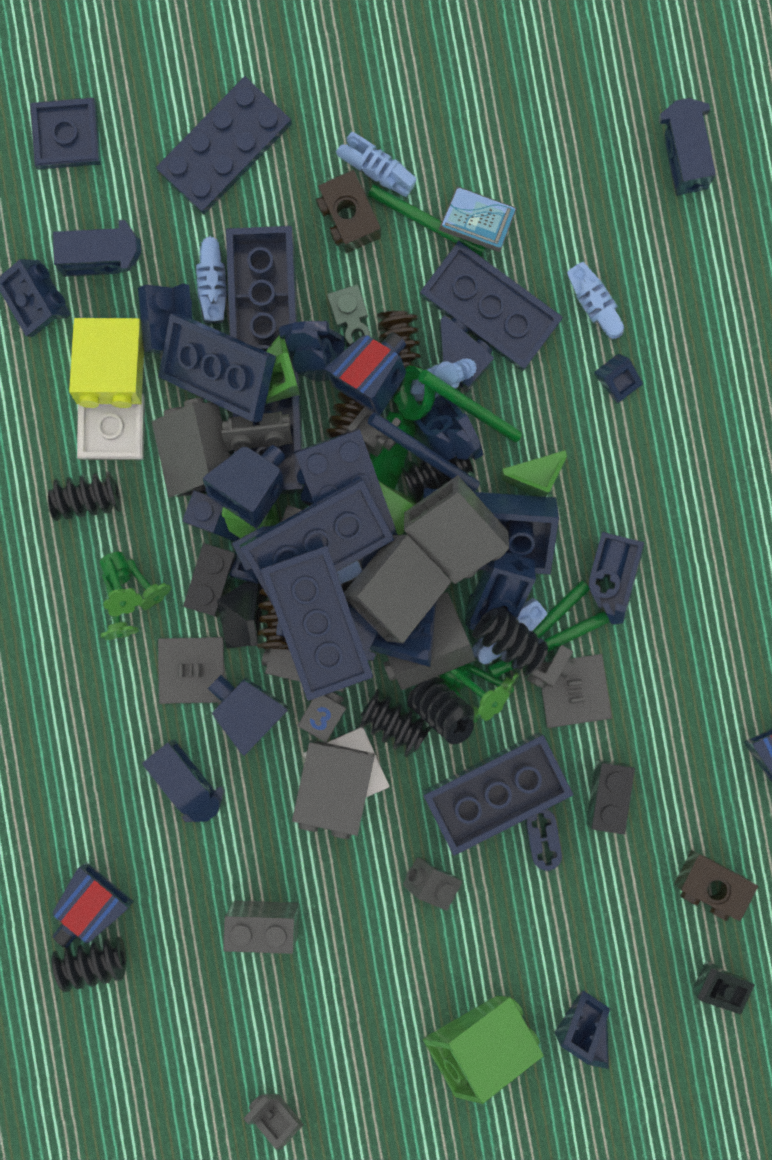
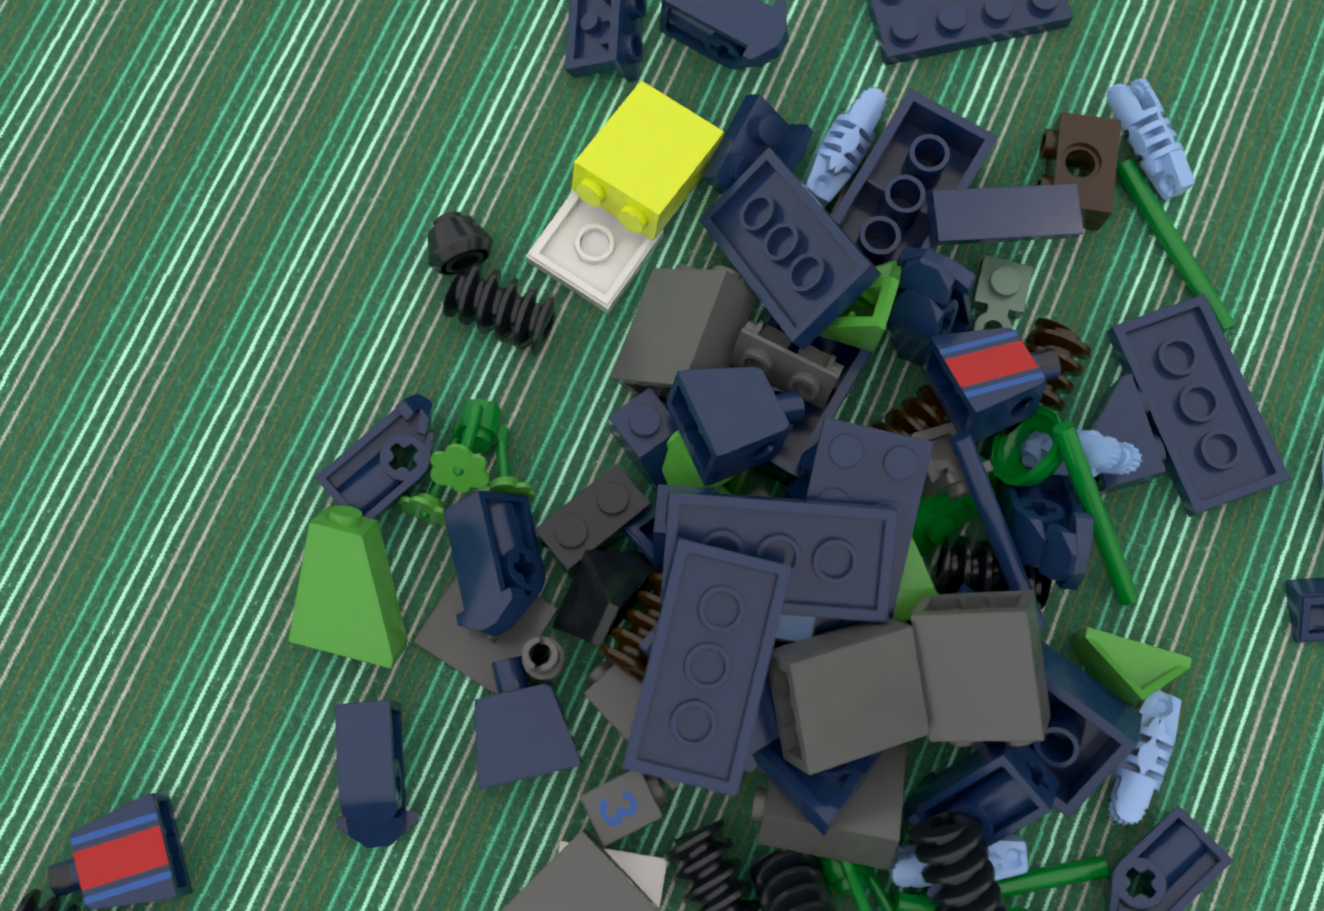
camera: 30 degrees right, 10 degrees down
(35, 476) = (457, 243): none -> black cone
(74, 636) = (365, 471): none -> dark blue piece
(107, 701) = (348, 591): none -> bright green slope
(173, 635) = (494, 559): none -> dark blue piece
(225, 672) = (534, 649): none -> dark grey pin
(322, 269) = (1004, 214): none -> dark blue tile
(478, 219) = (1247, 283): piece -> none
(572, 515) = (1146, 764): none -> light blue hinge

